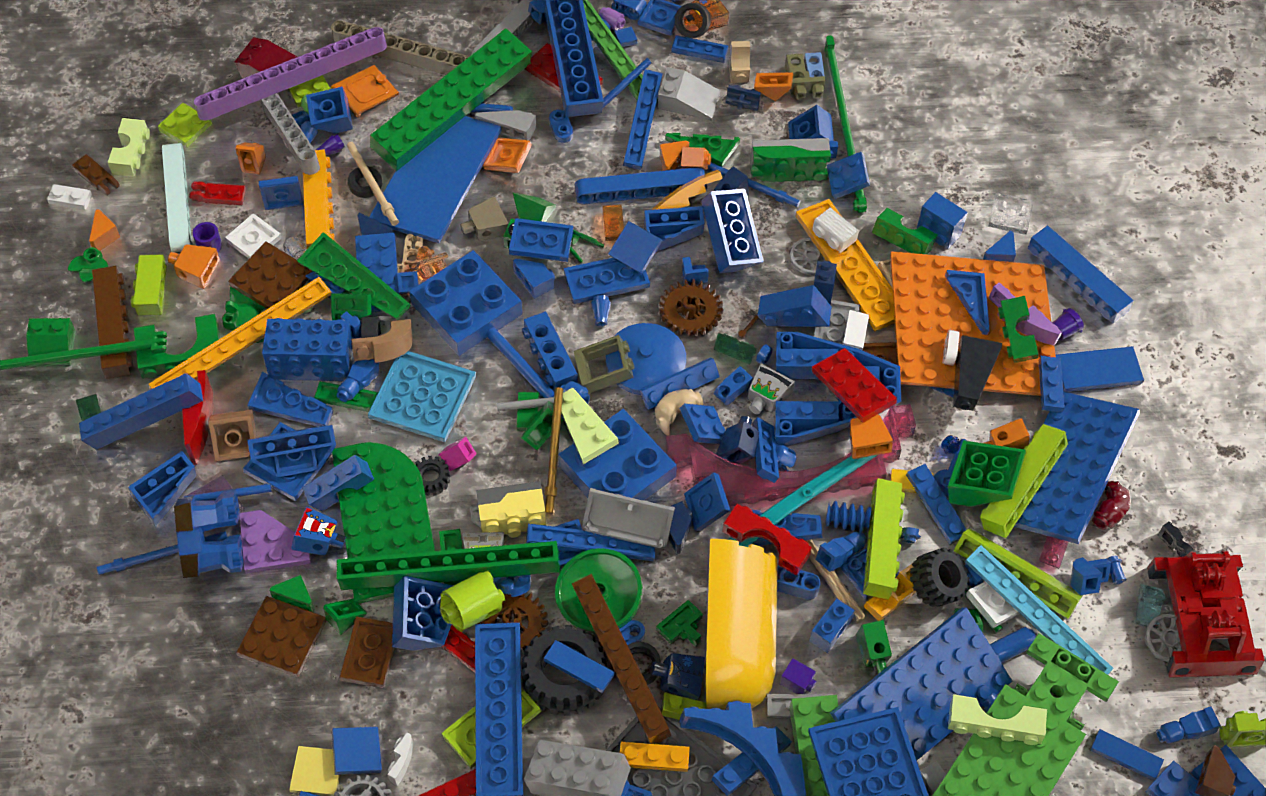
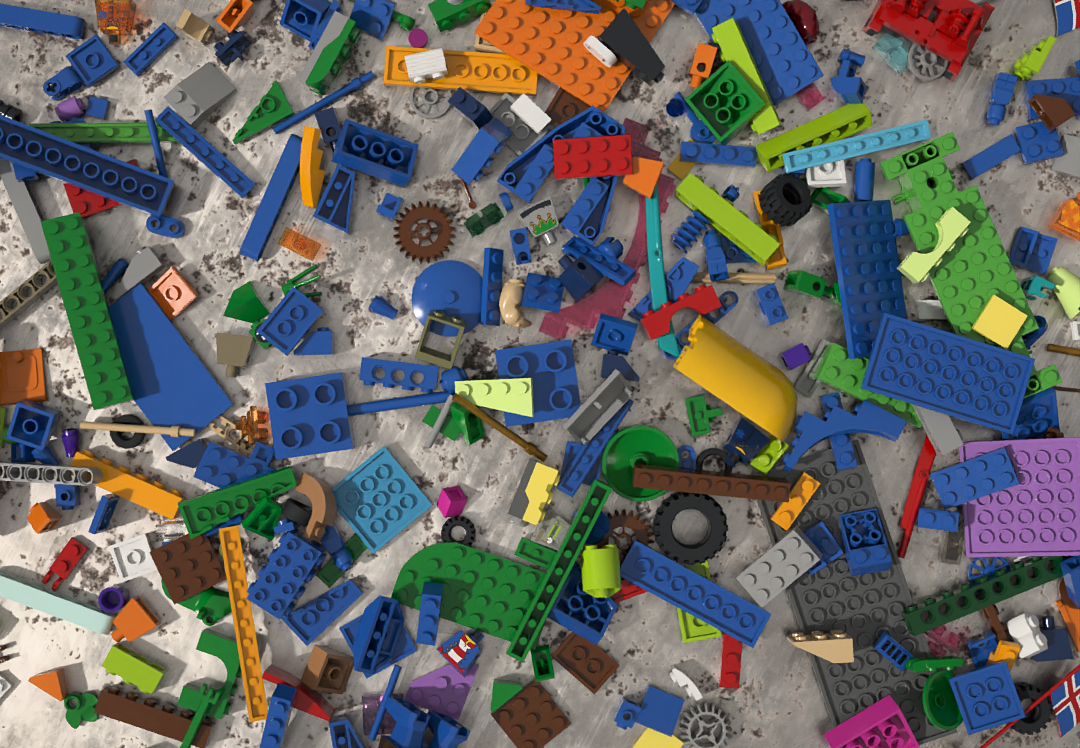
camera: 60 degrees left, 30 degrees up
(282, 165) = (73, 493): none -> blue brick
(343, 720) = (630, 707): none -> blue brick
(579, 666) = (703, 520): blue tile -> none
(604, 278) = (353, 283): blue plate -> none
(635, 247) = (343, 245): blue tile -> none
(671, 154) = (259, 151): orange slope -> none
(679, 20) = (122, 53): black tyre -> none
(695, 157) = (277, 134): orange brick -> none
(855, 219) = (418, 38): none -> magenta tile

